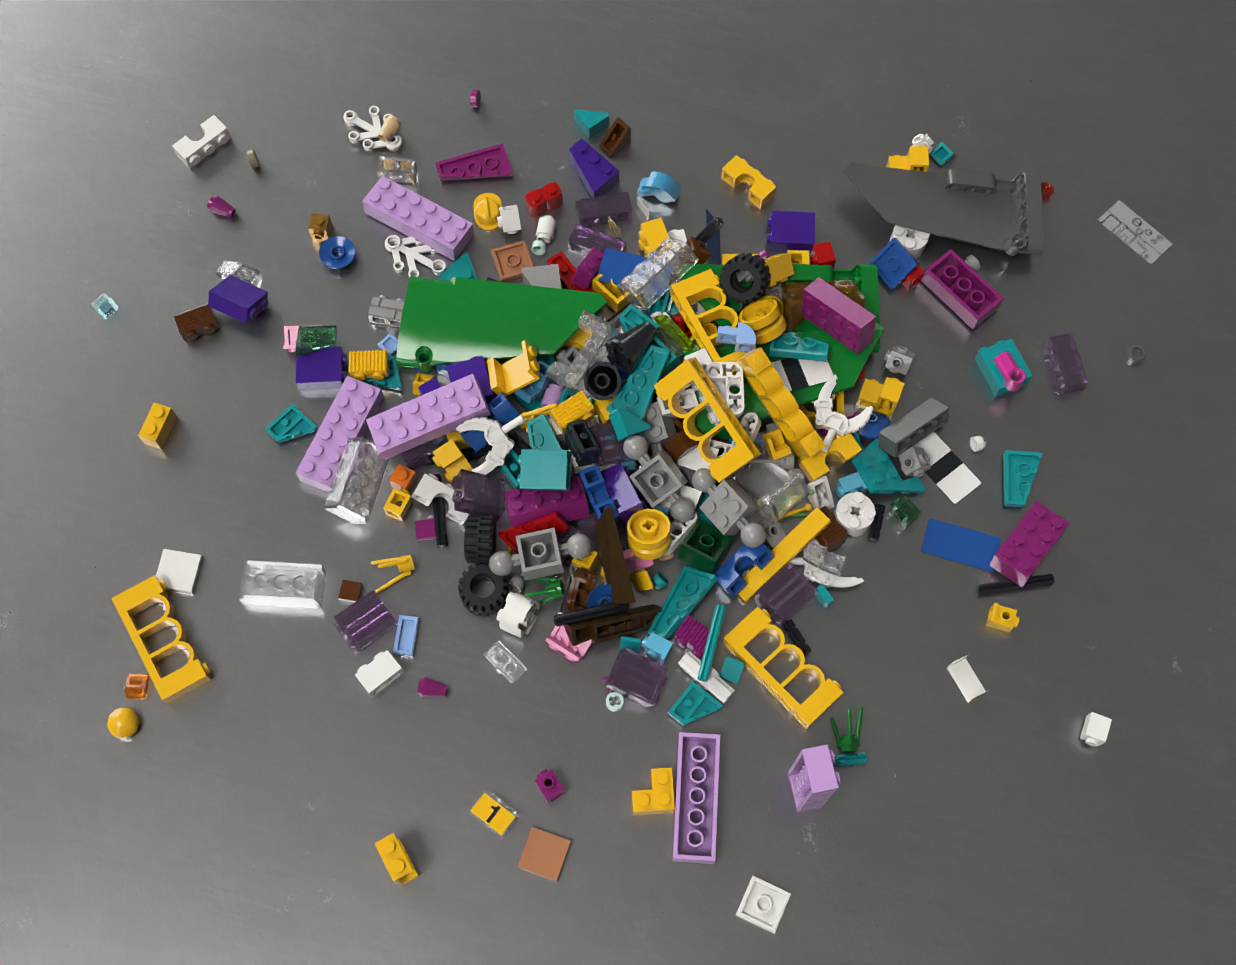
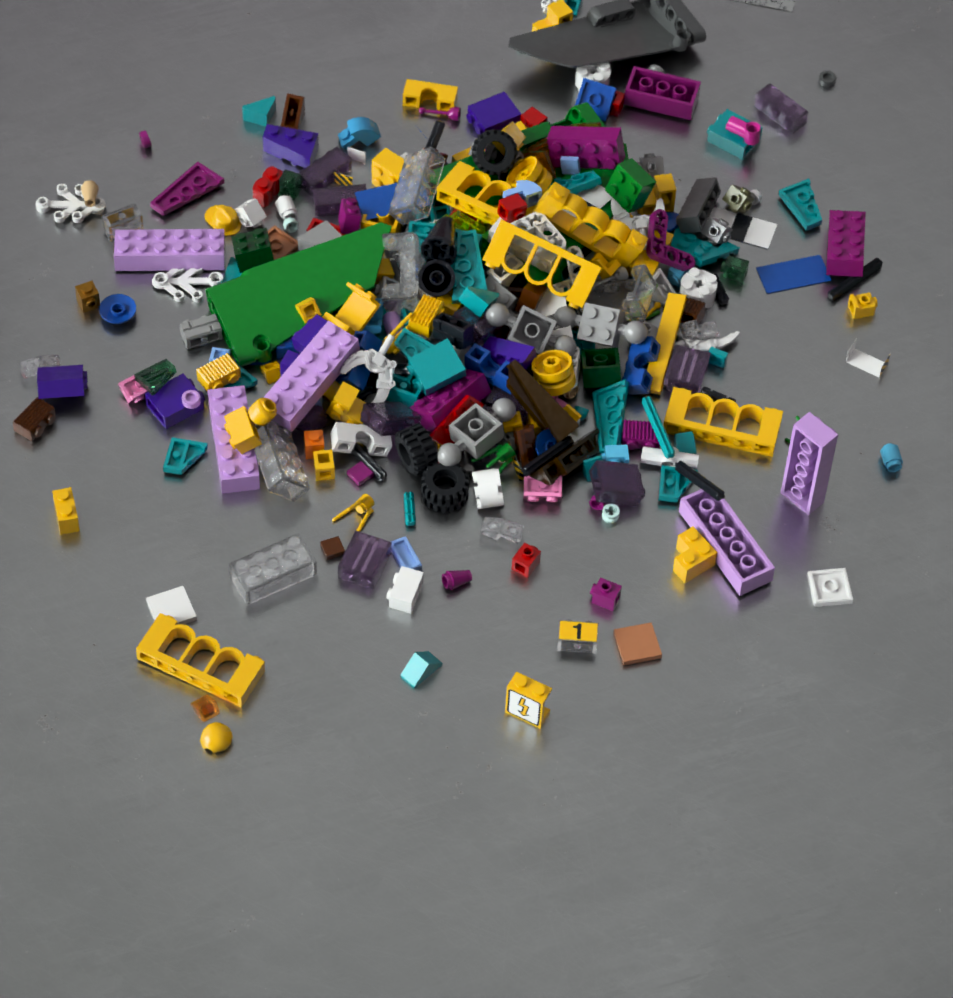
camera: 35 degrees left, 15 degrees down
(327, 377) = (191, 399): none -> lavender tile
(338, 437) = (242, 430): none -> yellow brick
(339, 760) = (420, 668): none -> slope
(359, 431) = (262, 411): none -> yellow head
(442, 591) = (409, 507): none -> teal axle
(480, 345) = (308, 309): none -> yellow slope
(481, 258) = (252, 249): none -> dark green brick
(504, 706) = (526, 560): none -> red brick
(564, 208) = (290, 184): none -> clear green brick
(708, 725) = (699, 480): none -> black axle
(717, 347) = (512, 208): none -> red brick
(758, 210) = (453, 113): none -> magenta hinge
(814, 325) = (570, 165): none -> light blue tile
(838, 459) = (660, 246): none -> magenta beam
(847, 380) = (630, 185): none -> green brick
(917, 801) = (891, 457): none -> medium azure brick
(958, 439) = (738, 199): none -> olive brick

